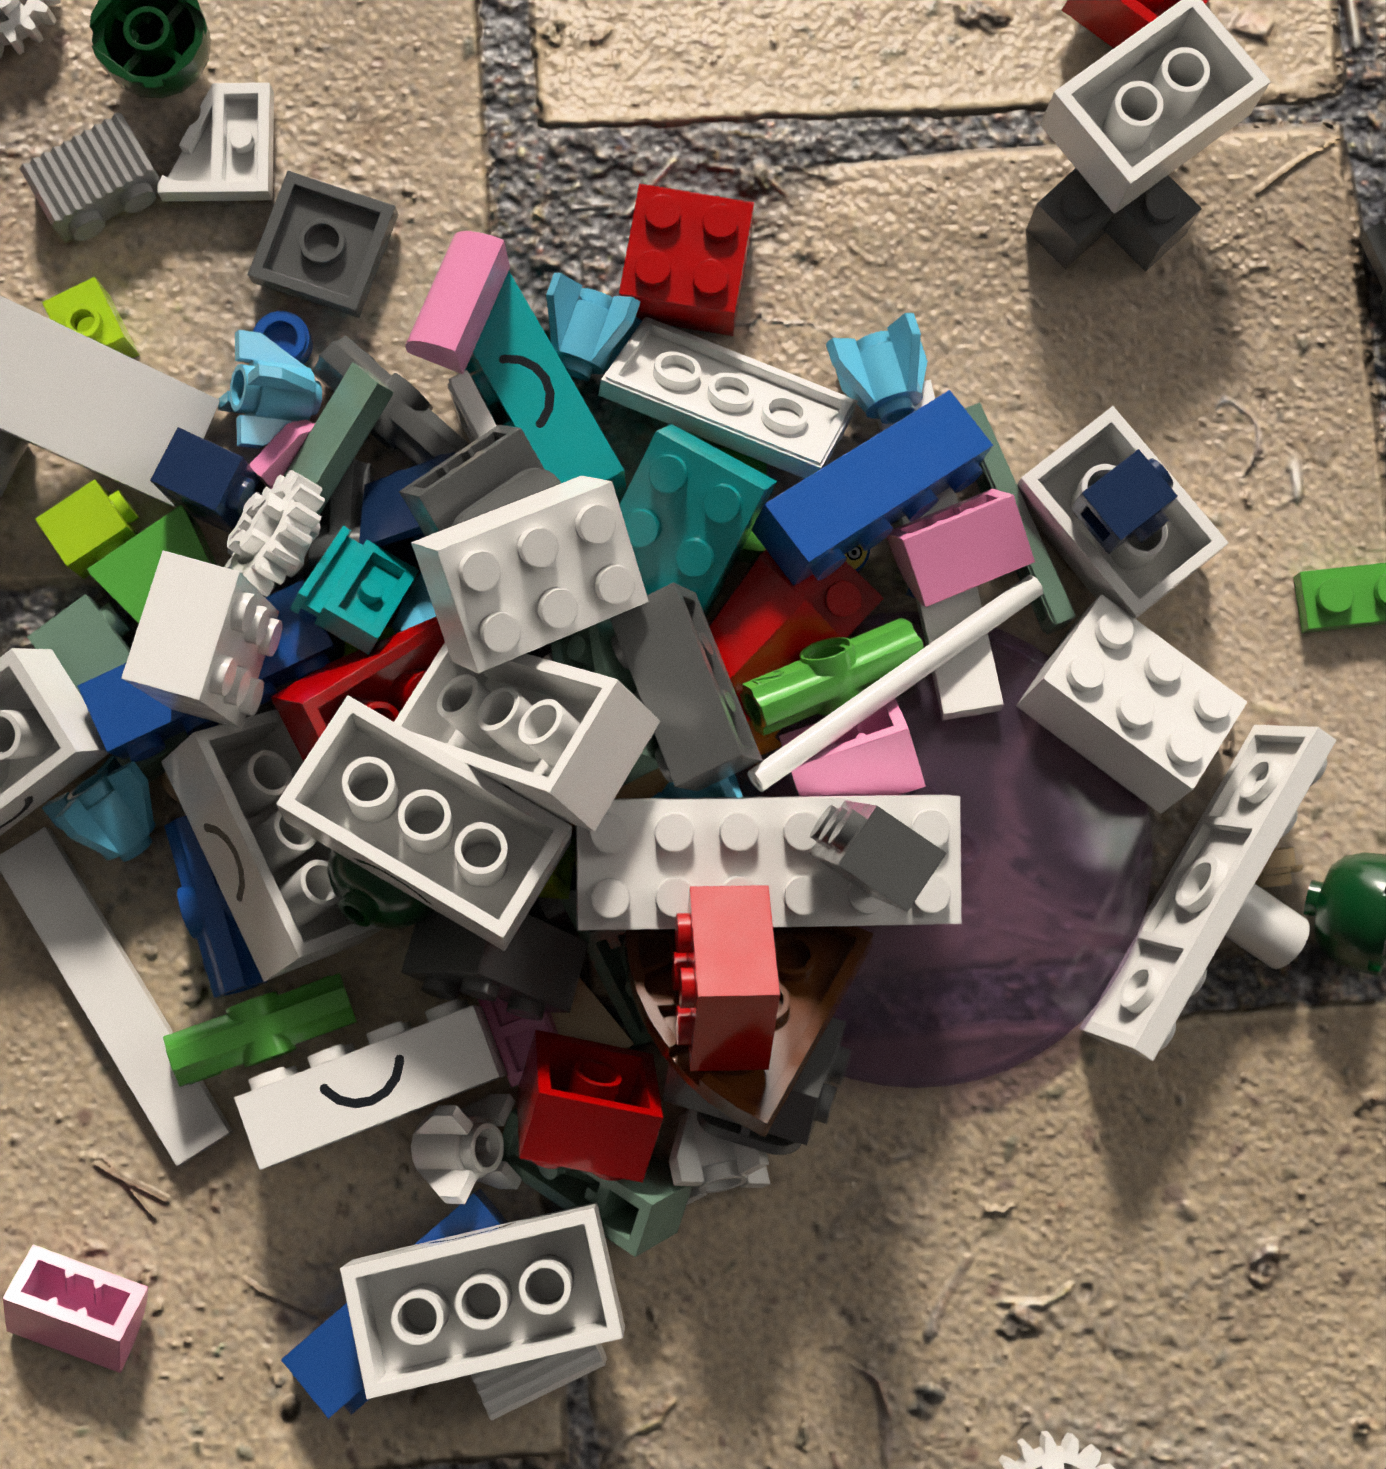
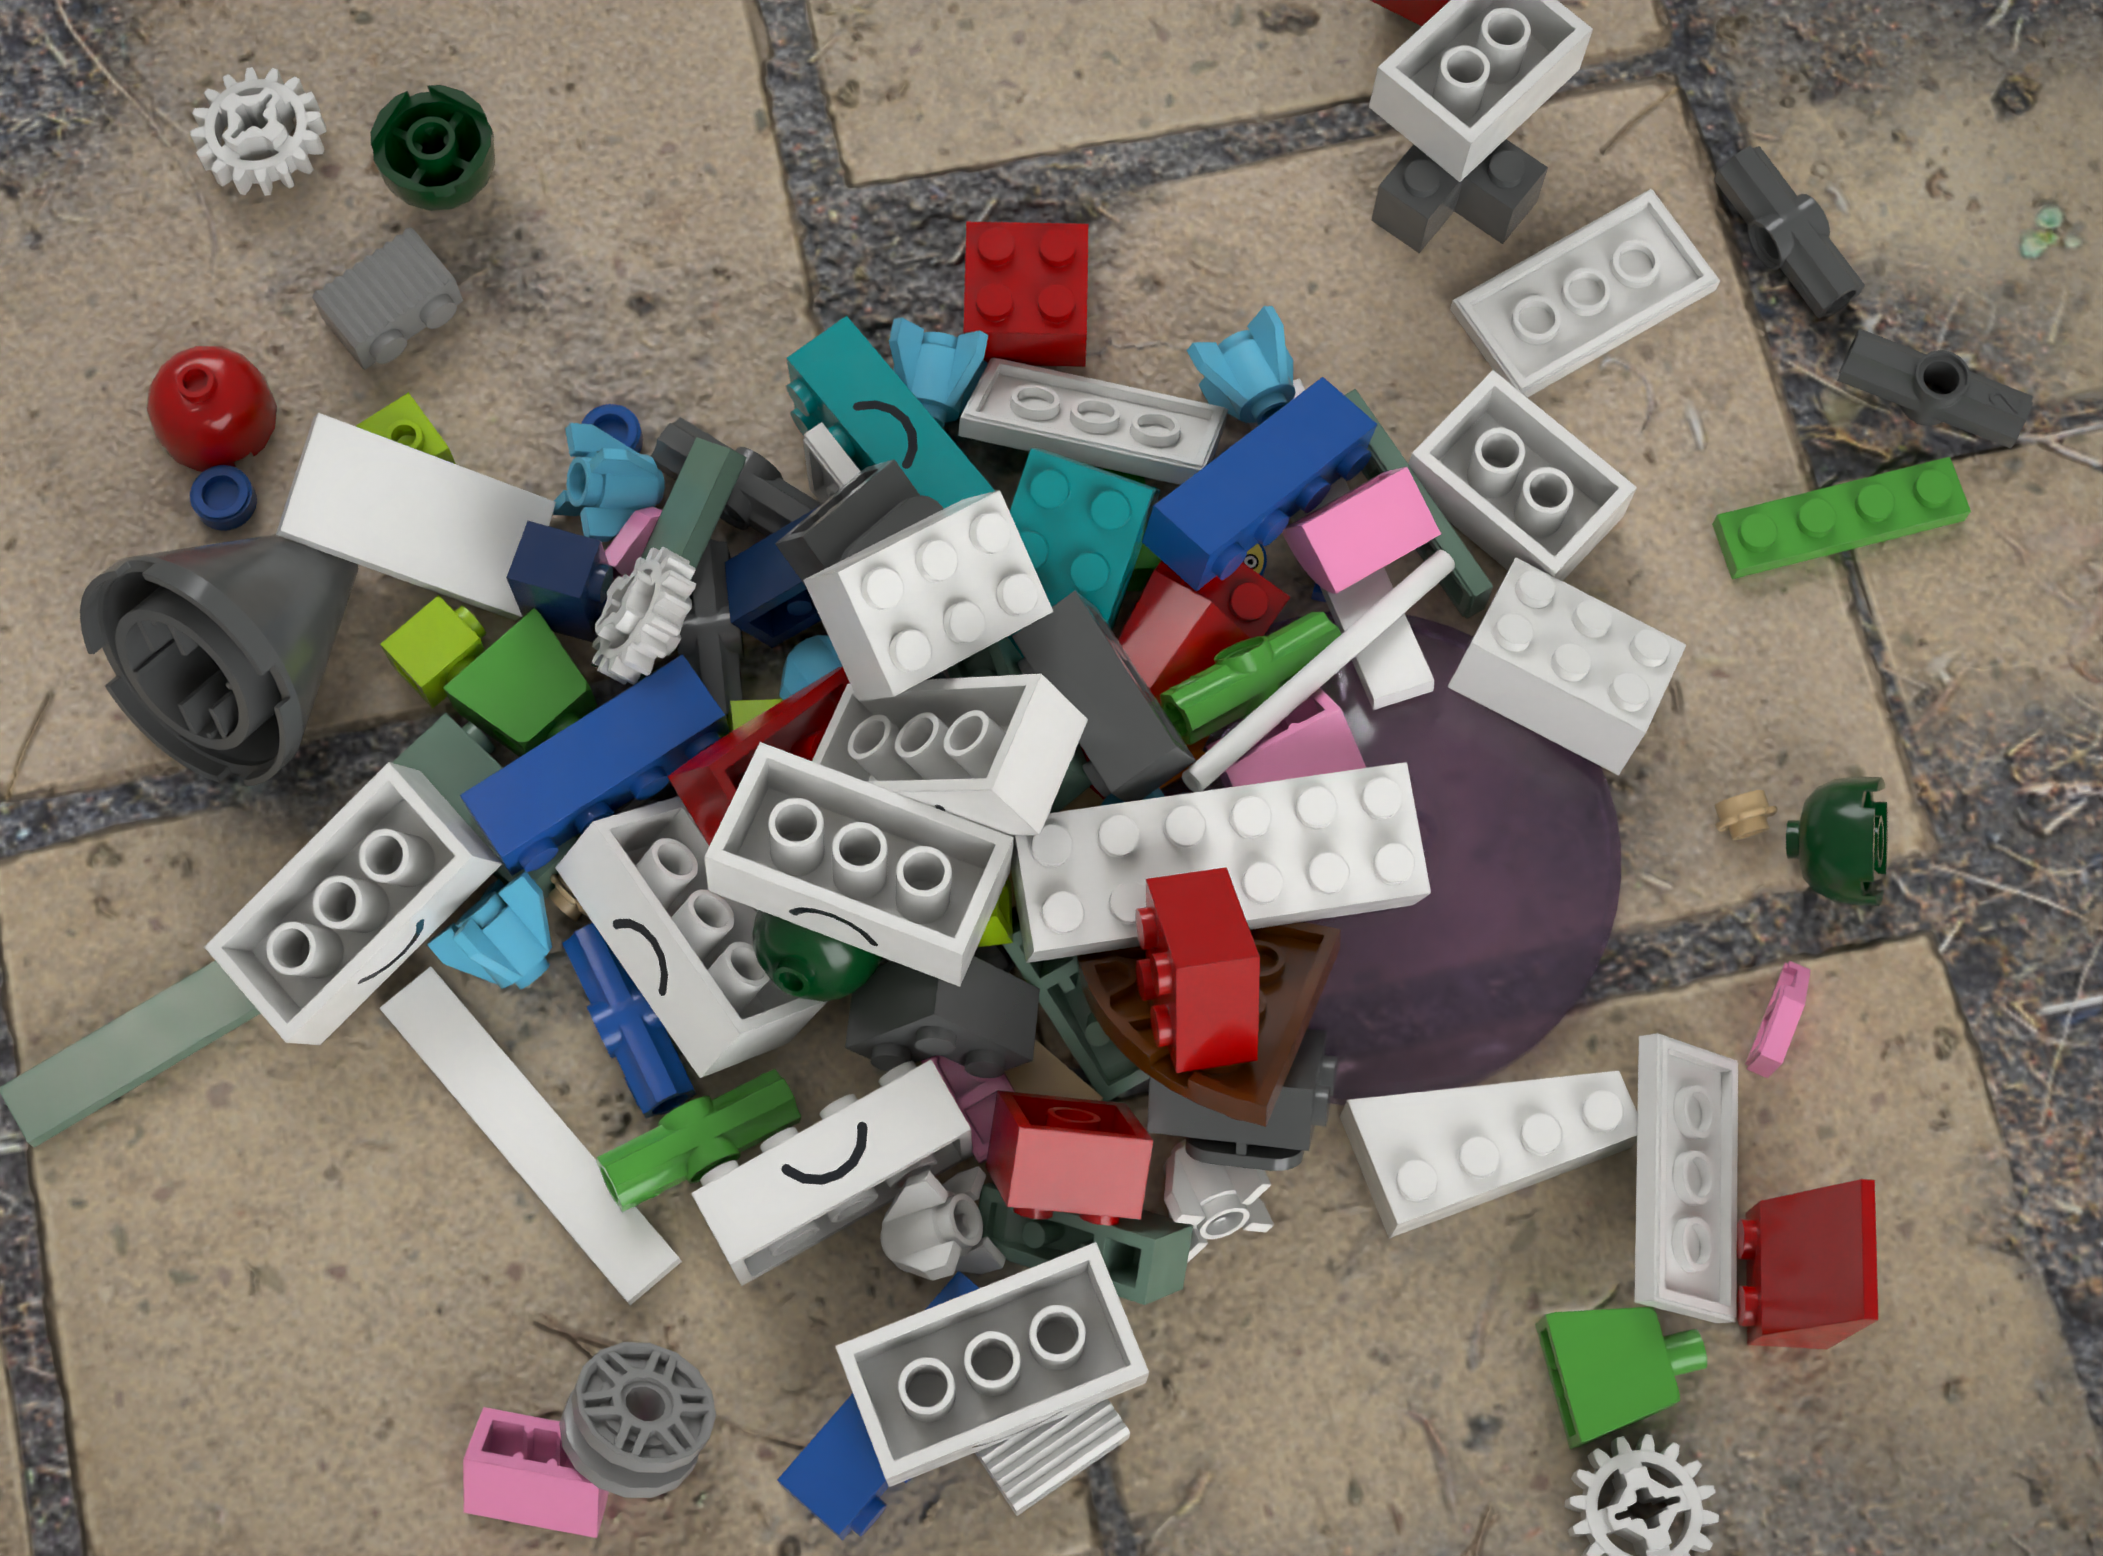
camera: 10 degrees left, 10 degrees down
(143, 1316) = (637, 1420): none -> light grey wheel
(203, 641) = (602, 712): white brick -> none
(227, 149) = (524, 251): white wing -> none
(323, 244) = (641, 331): dark grey plate -> none
(355, 590) = (739, 660): teal plate -> none
(460, 300) = (805, 351): bright pink brick -> none
(875, 852) = (1330, 805): dark grey brick -> none
(964, 1146) = (1476, 1143): none -> white wedge
(1056, 1371) = (1614, 1367): none -> bright green torso
(1127, 502) = (1523, 457): dark blue brick -> none
(1153, 1210) = (1686, 1180): none -> white tile
(1214, 334) = (1585, 294): none -> white tile
(1215, 892) = (1690, 845): white plate -> none
(1253, 1318) = (1809, 1266): none -> red slope
(1268, 1066) = (1779, 1020): none -> bright pink tile

